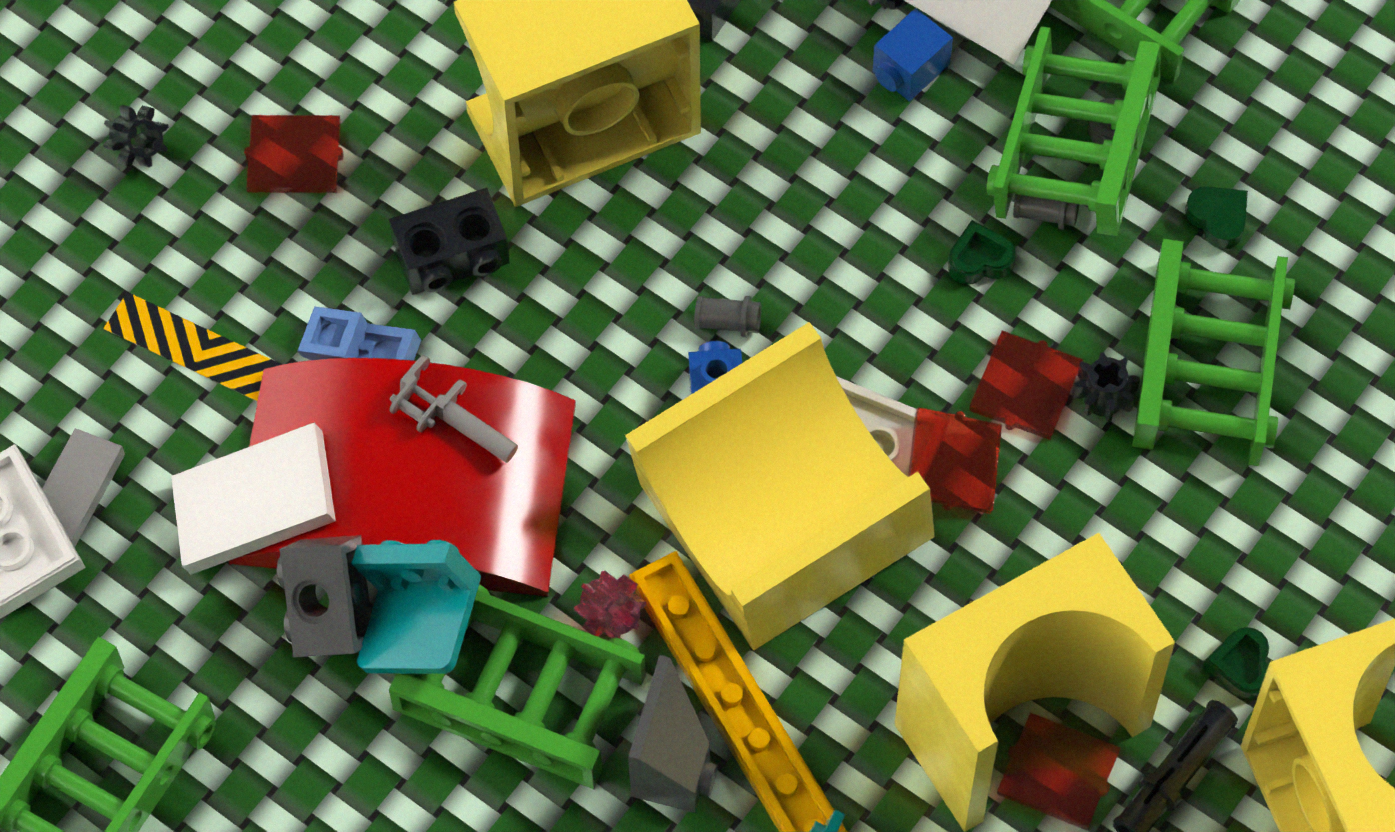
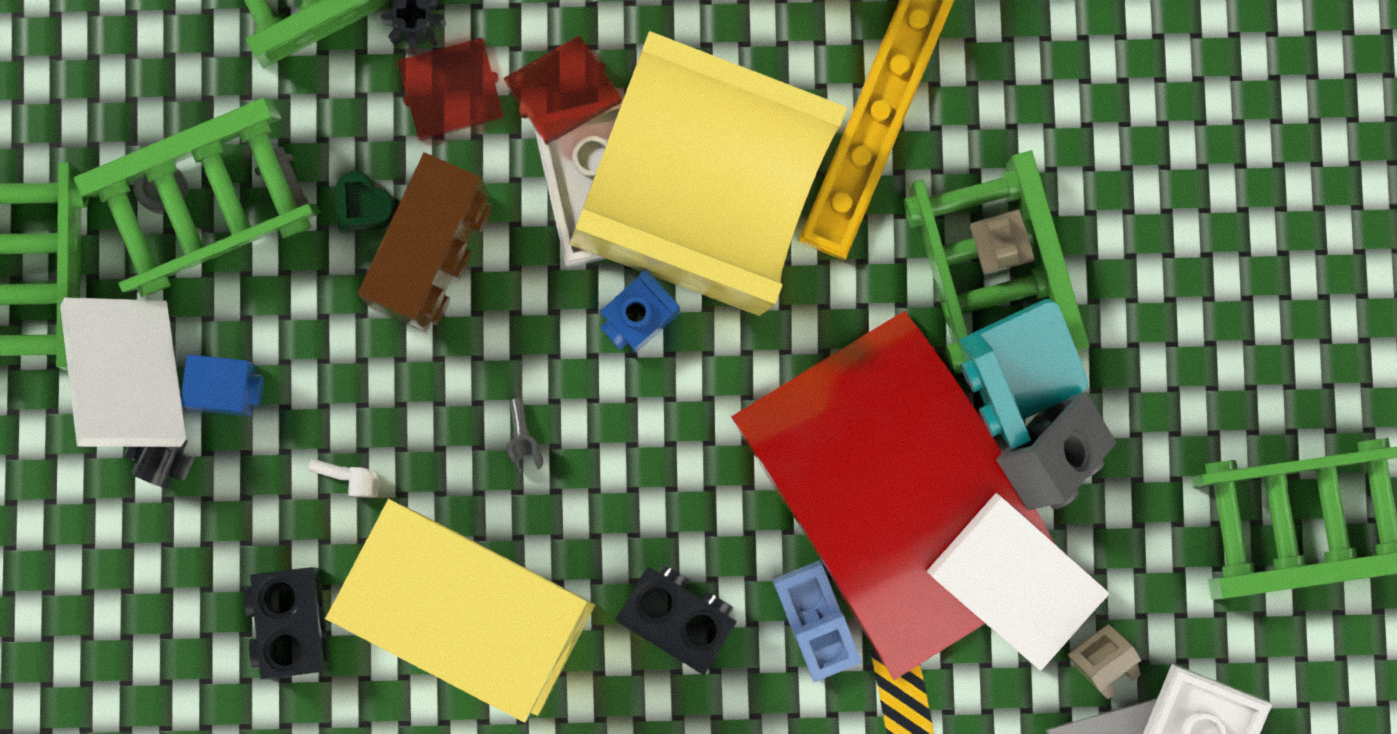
camera: 130 degrees left, 20 degrees up
(135, 527) = (1105, 659): none -> dark tan tile
(446, 408) = (840, 475): light grey piece -> none
(534, 687) = (1001, 242): none -> dark tan tile
(610, 605) = (887, 246): clear pink gear -> none
(670, 747) = (967, 110): dark grey slope -> none
(685, 232) = (523, 443): none -> dark grey hand
(728, 315) = (569, 353): dark grey pin -> none
(754, 107) = (361, 480): none -> white hand
(901, 256) = (426, 243): none -> reddish brown brick
(1219, 214) = (185, 46): dark green tile -> none

